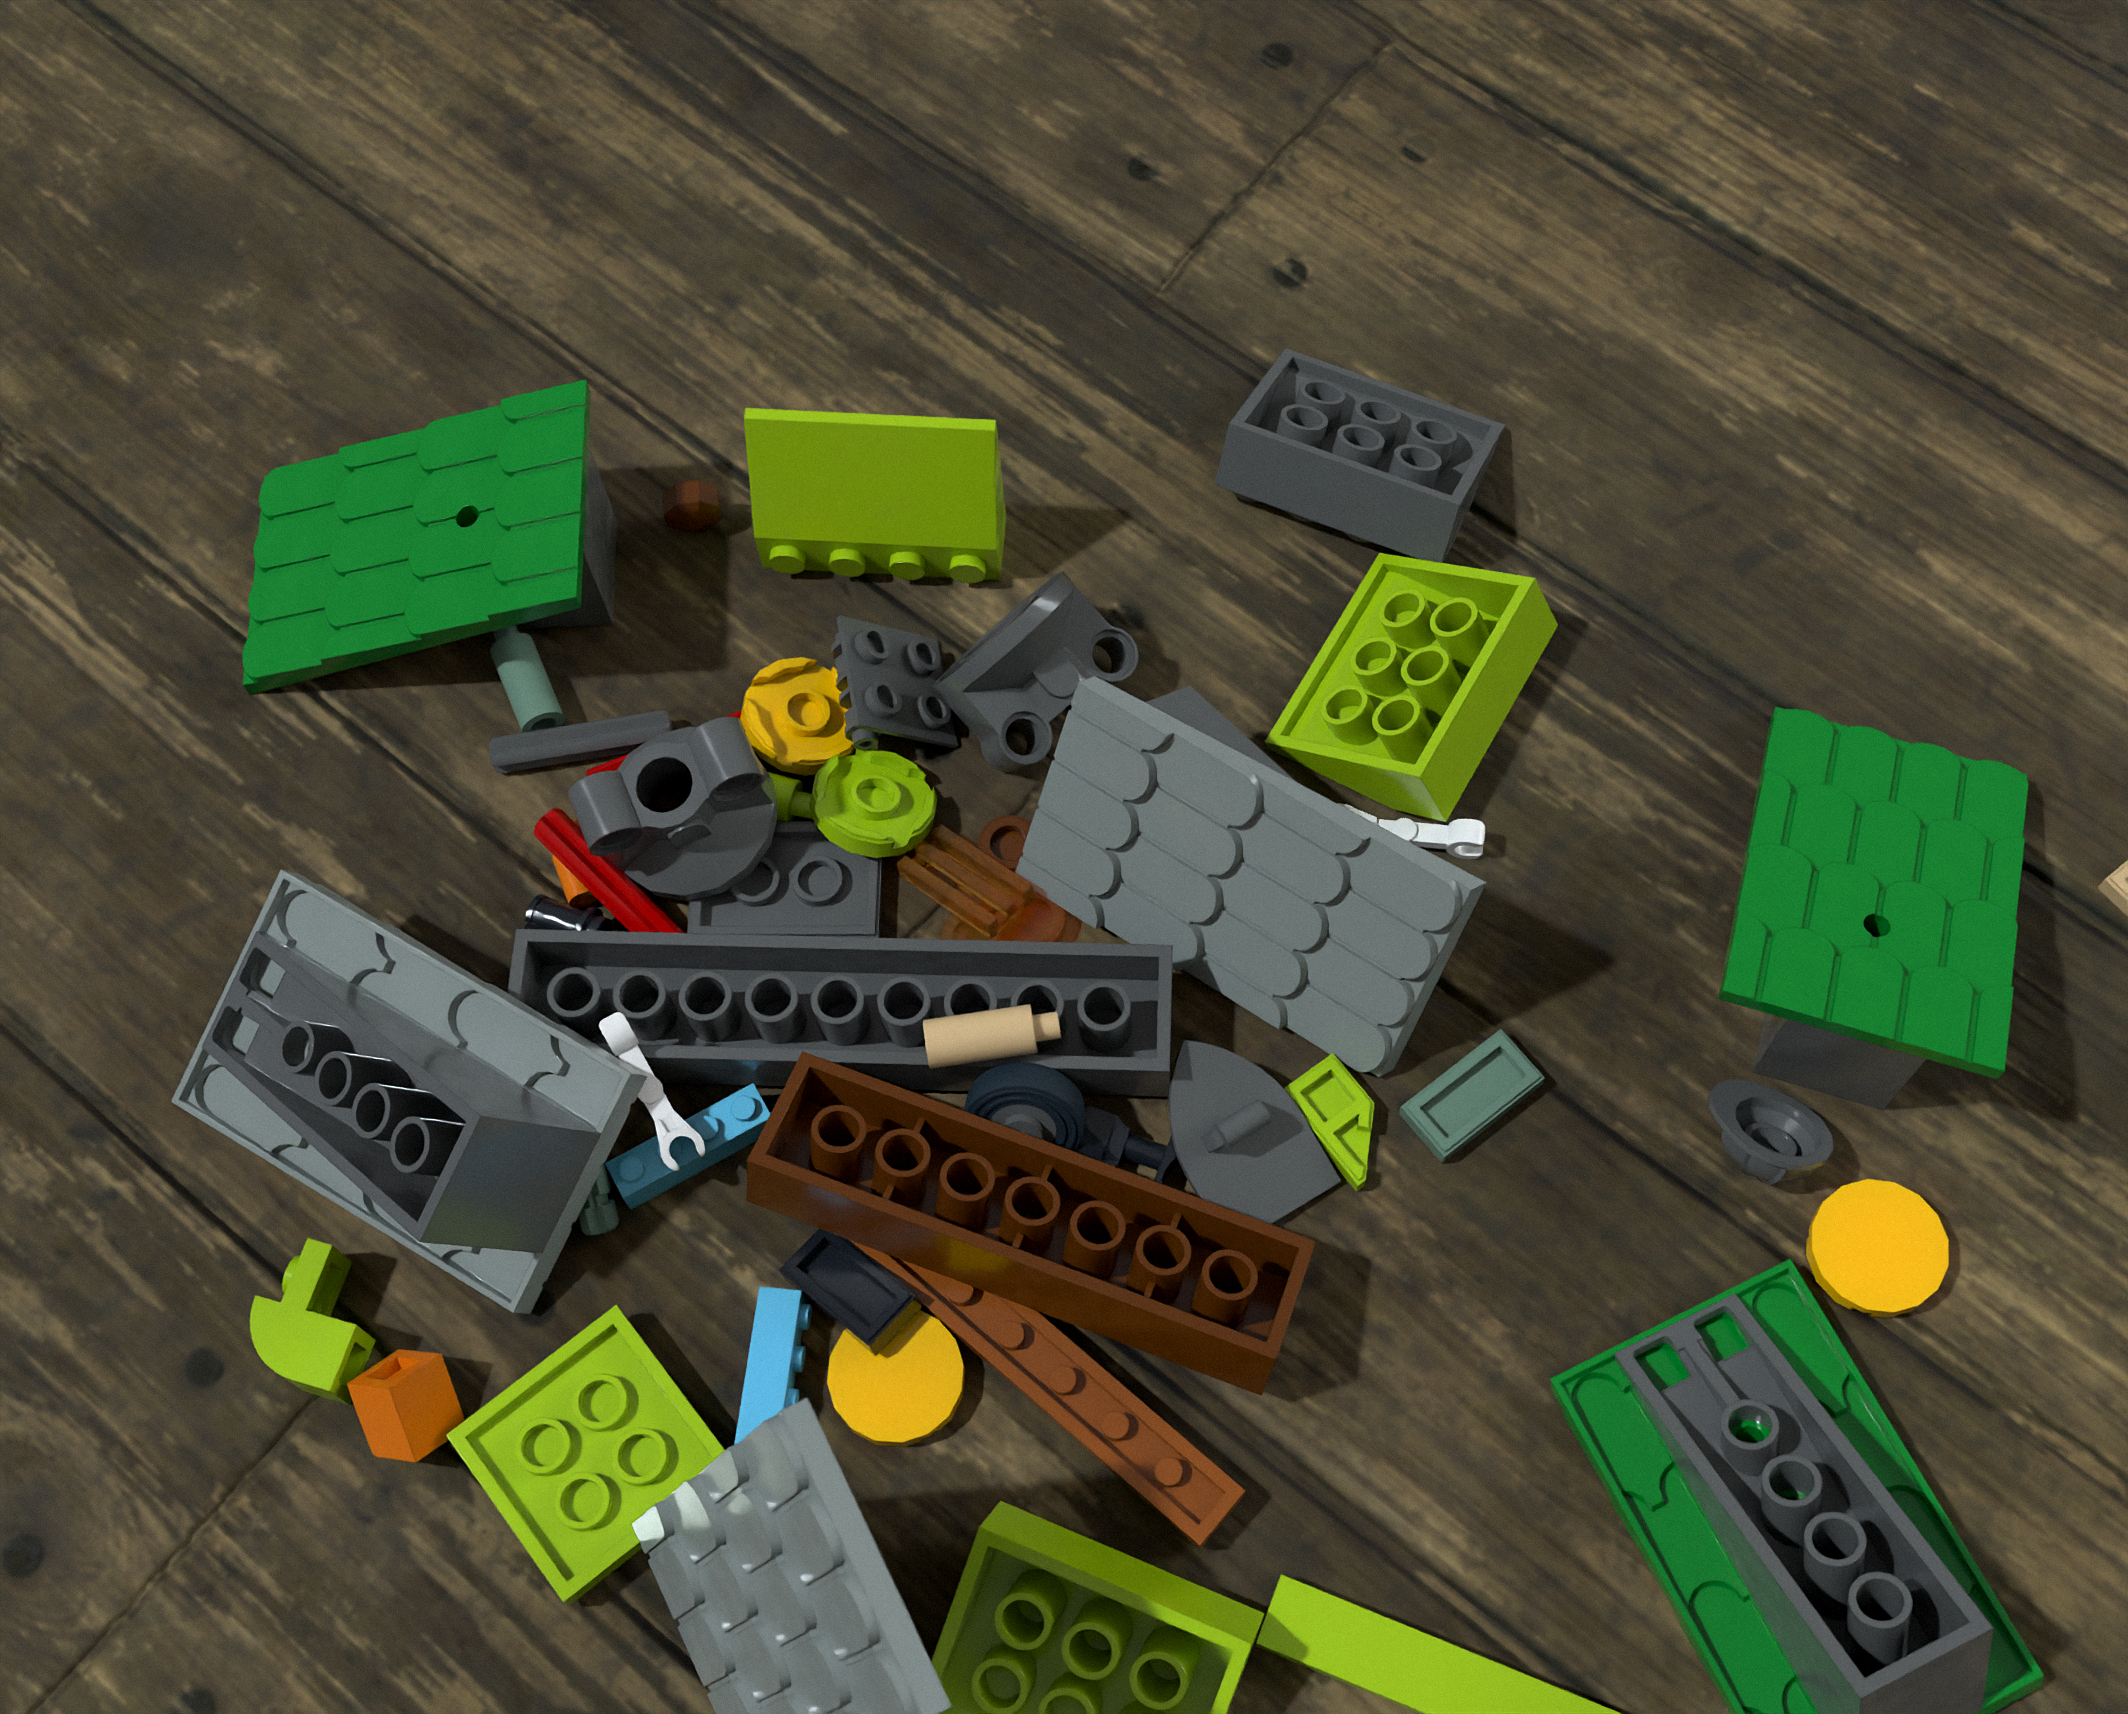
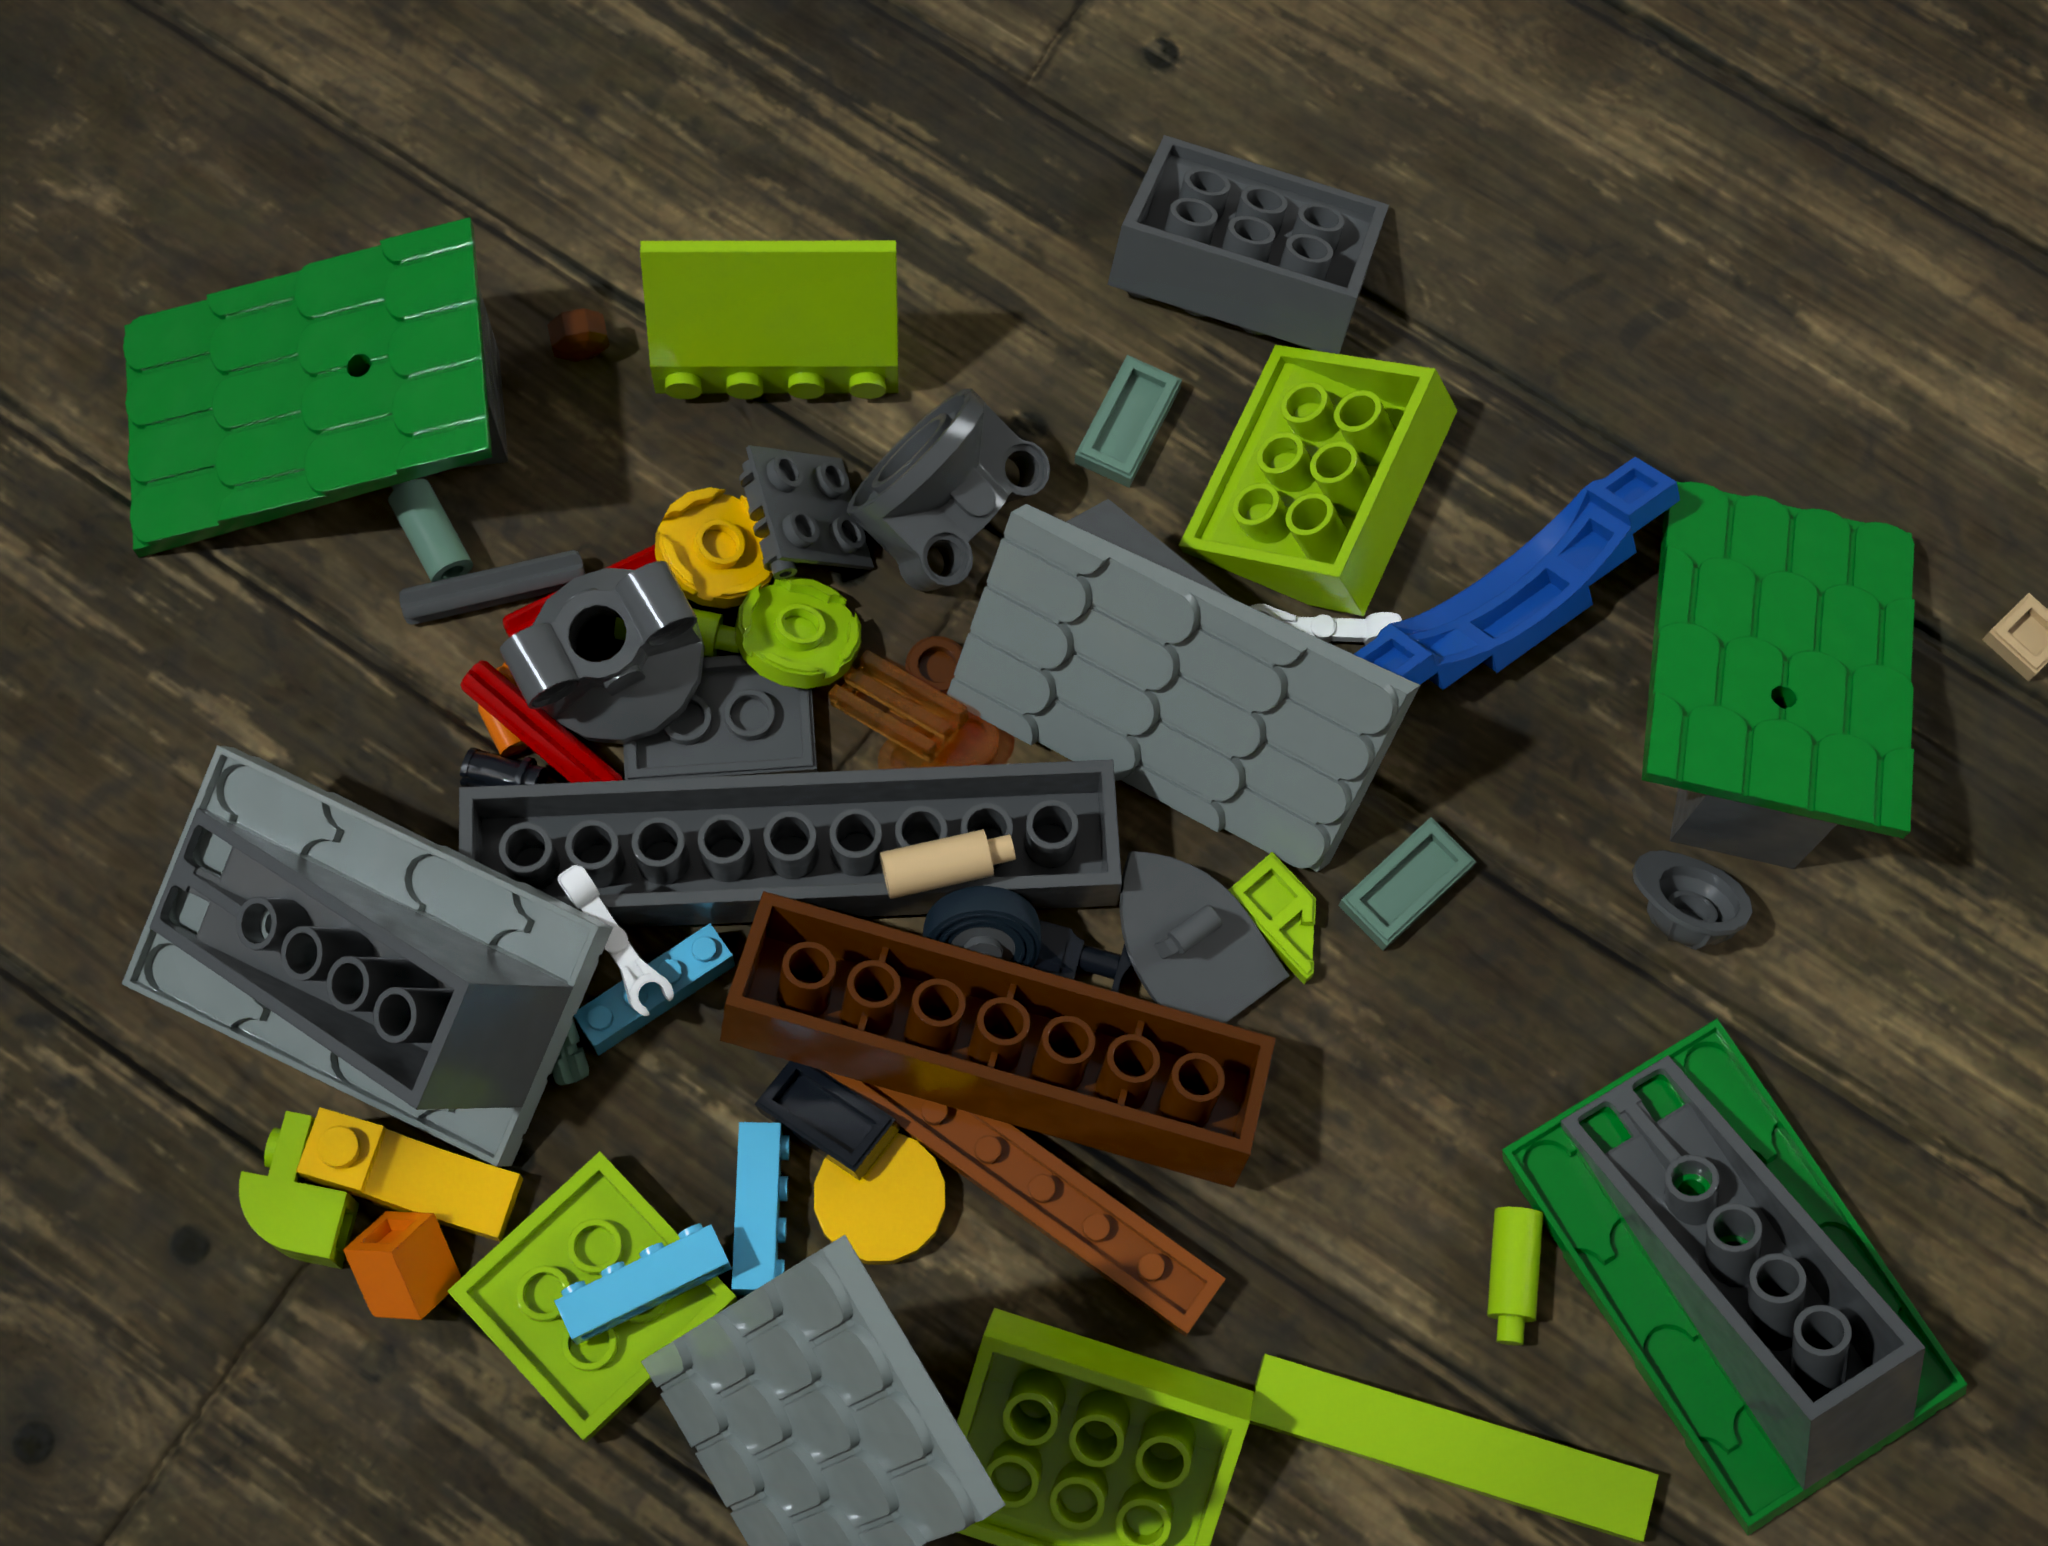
camera: 15 degrees left, 5 degrees up
(423, 1313) = (408, 1174): none -> yellow slope
(640, 1444) = (643, 1283): none -> medium azure piece
(1224, 618) = (1128, 421): none -> sand green tile
(1554, 1510) = (1514, 1271): none -> lime cylinder
(1625, 805) = (1533, 588): none -> blue piece
(1877, 1248) = (1796, 1001): yellow tile -> none

